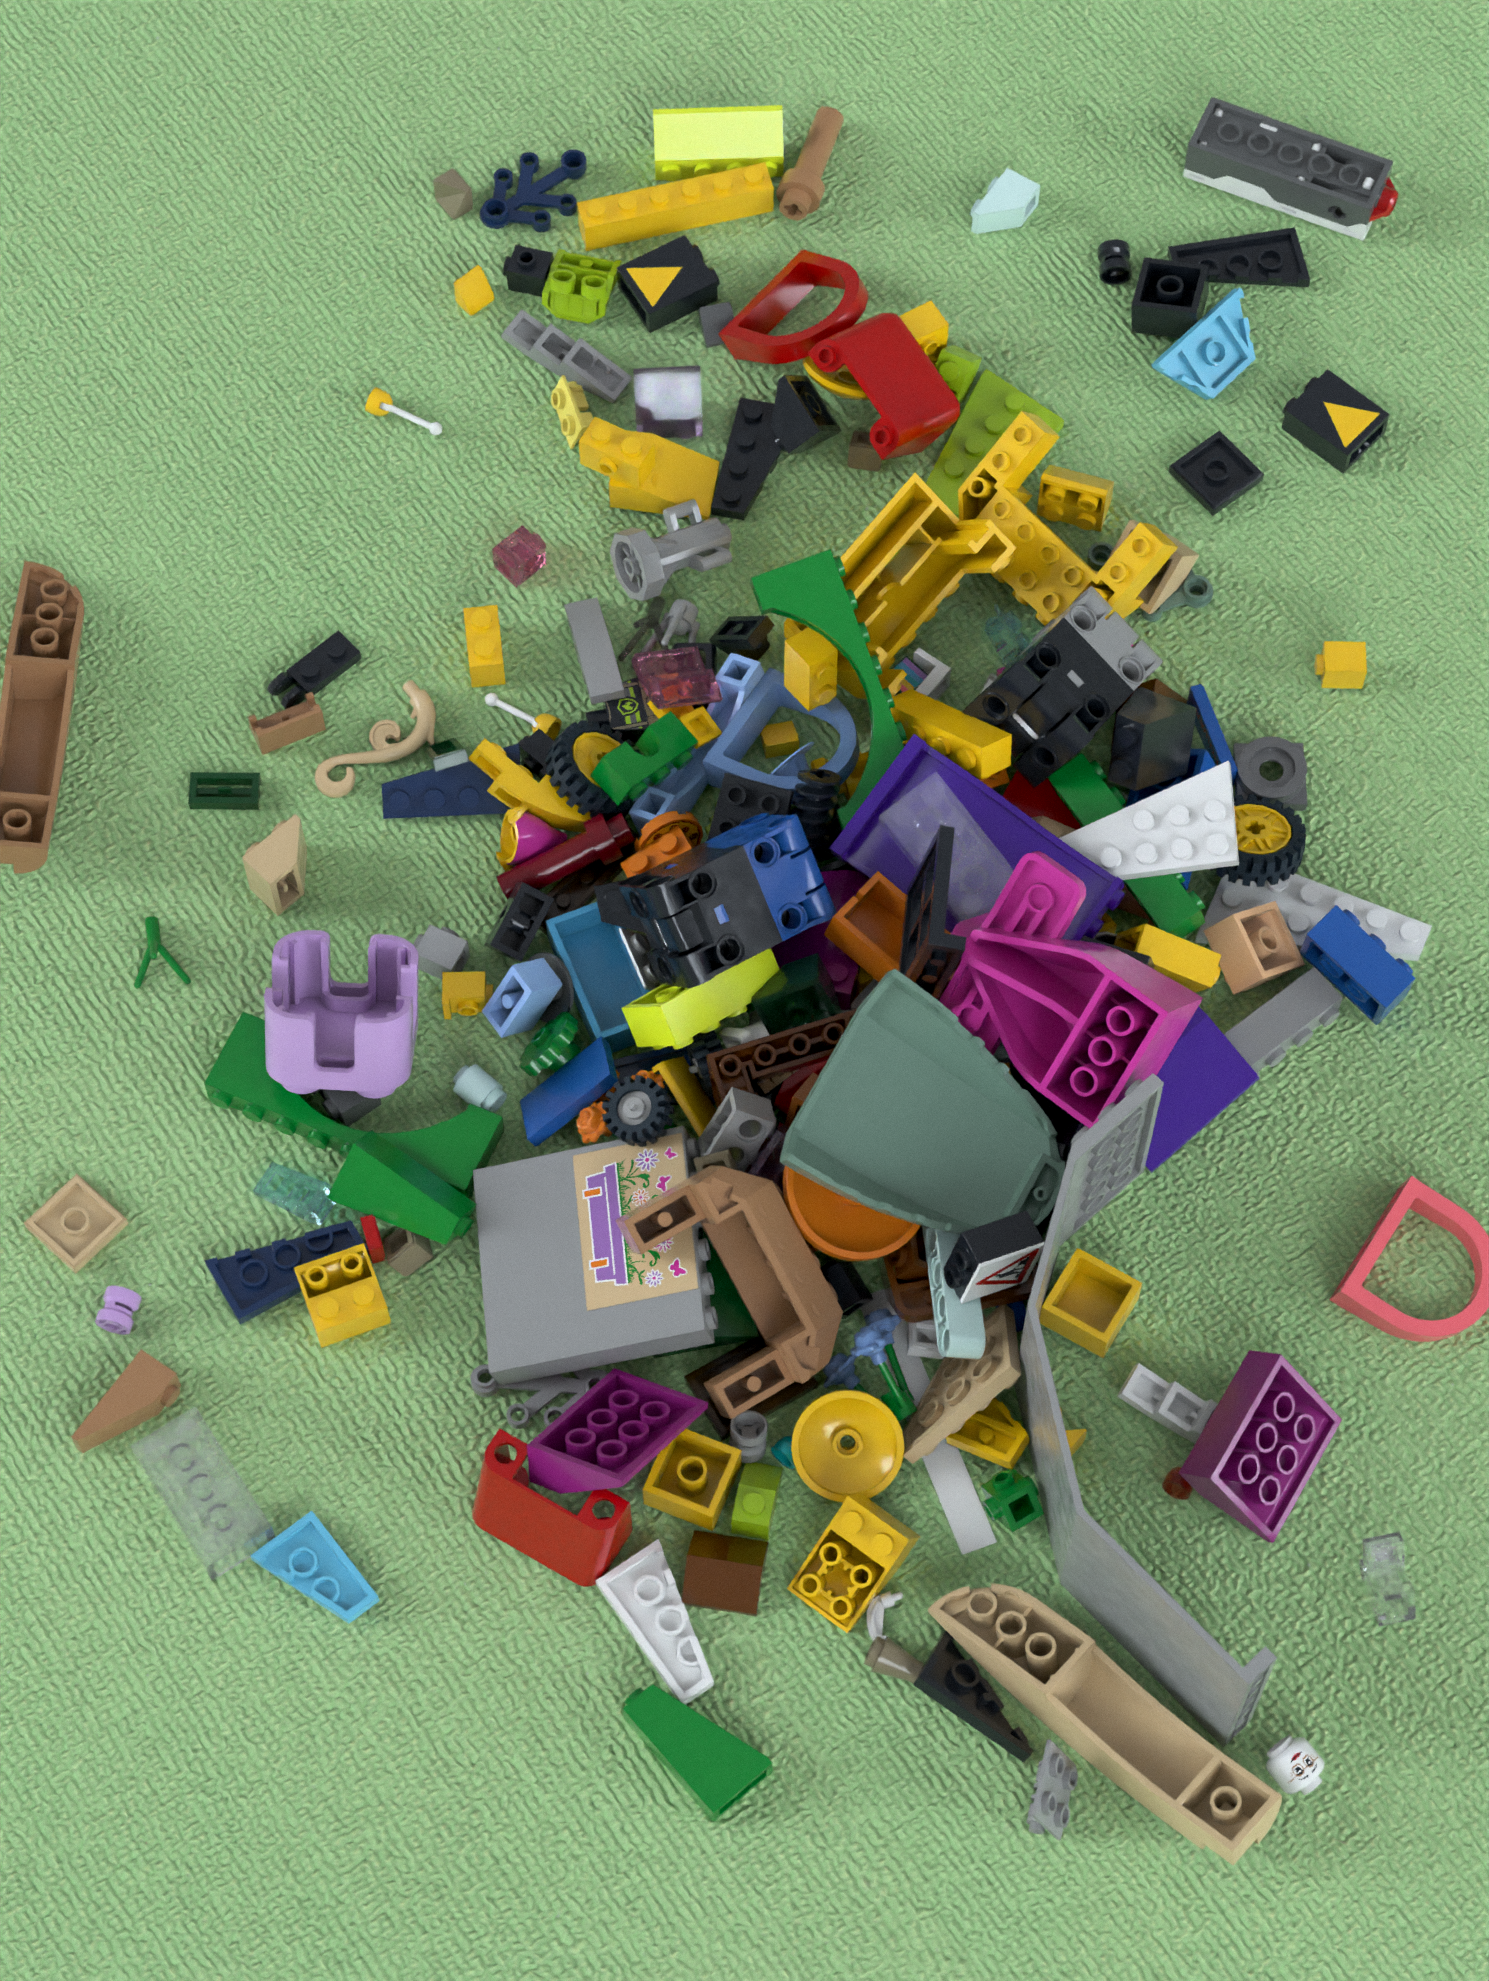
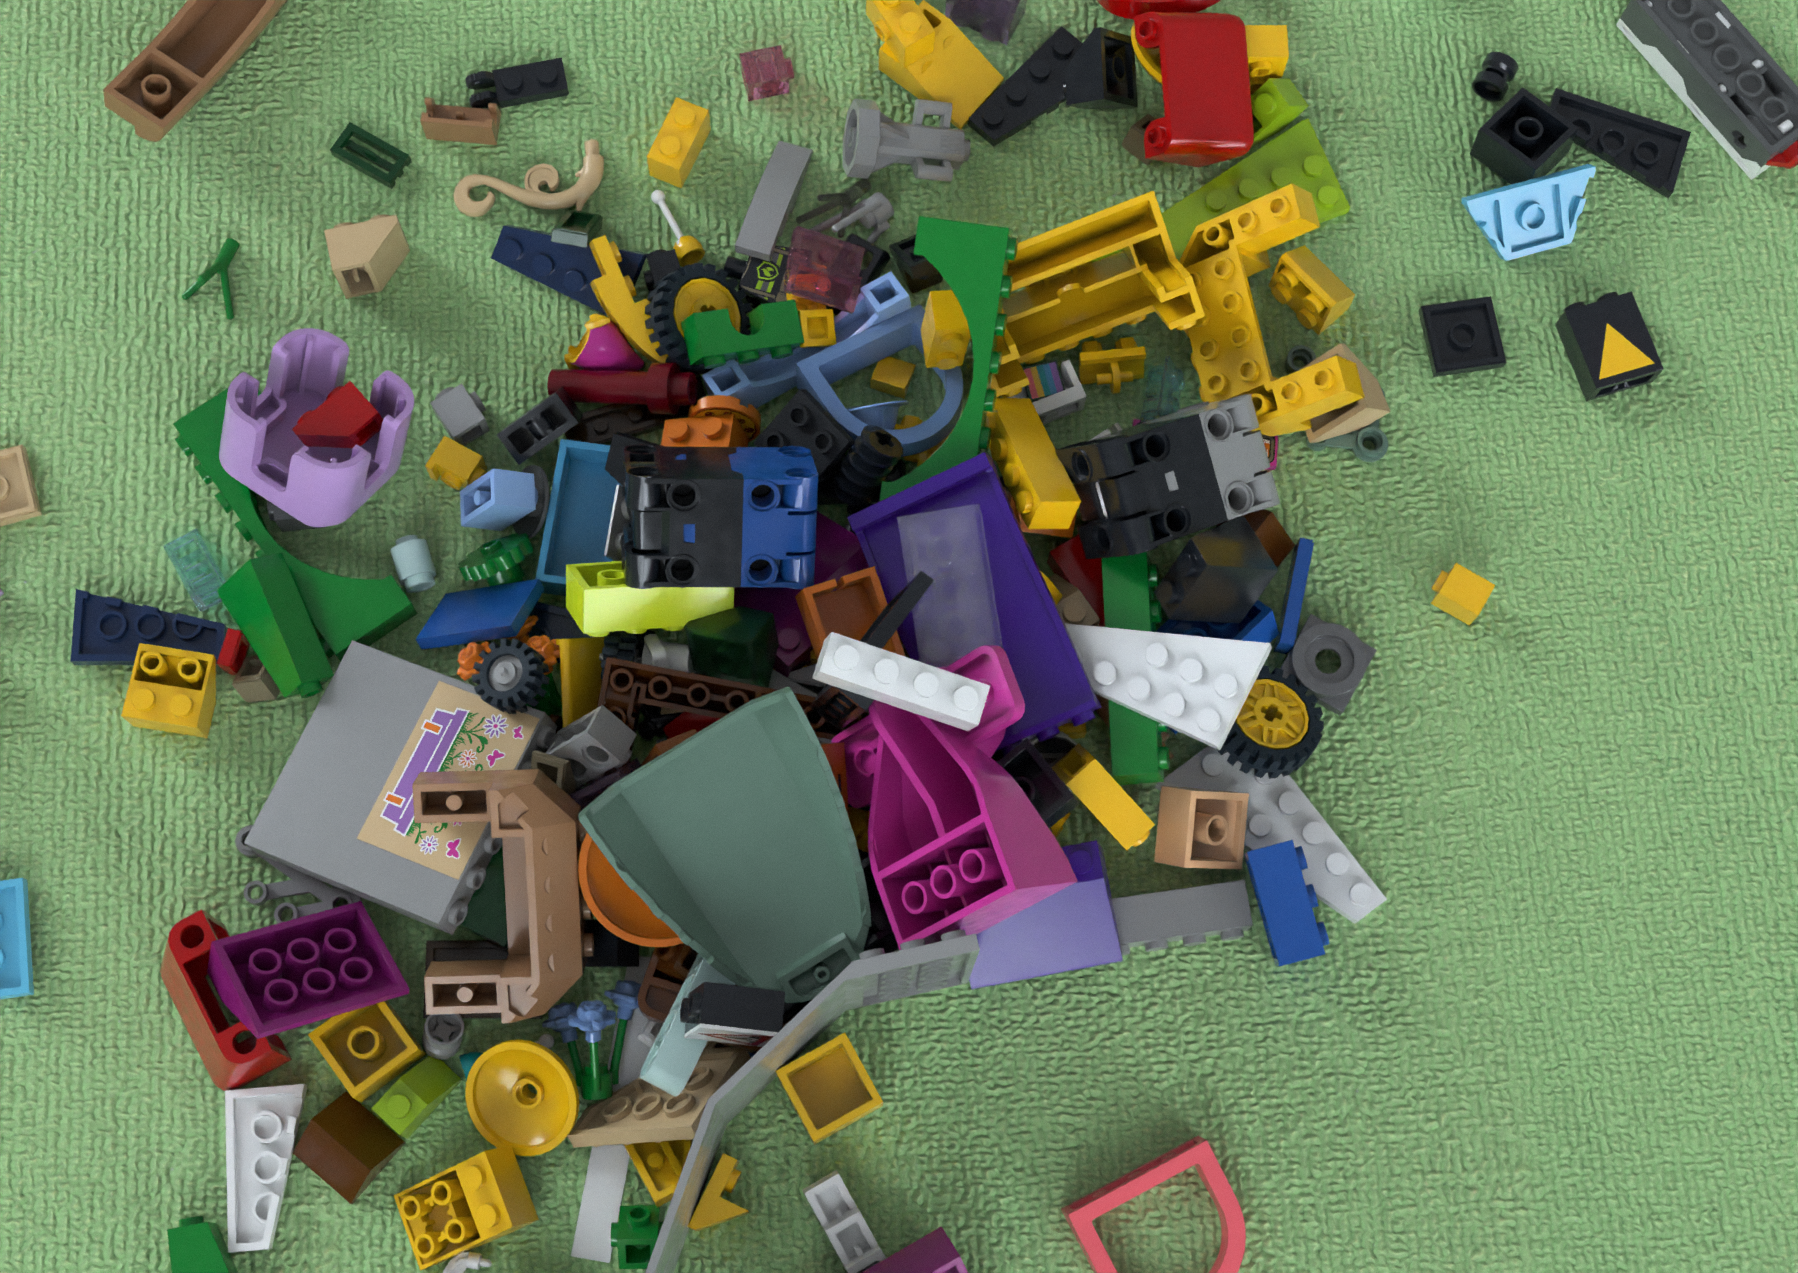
camera: 25 degrees right, 10 degrees up
(360, 990) = (340, 421): none -> red slope
(954, 637) = (1112, 365): none -> yellow hips
(981, 910) = (901, 681): none -> white brick

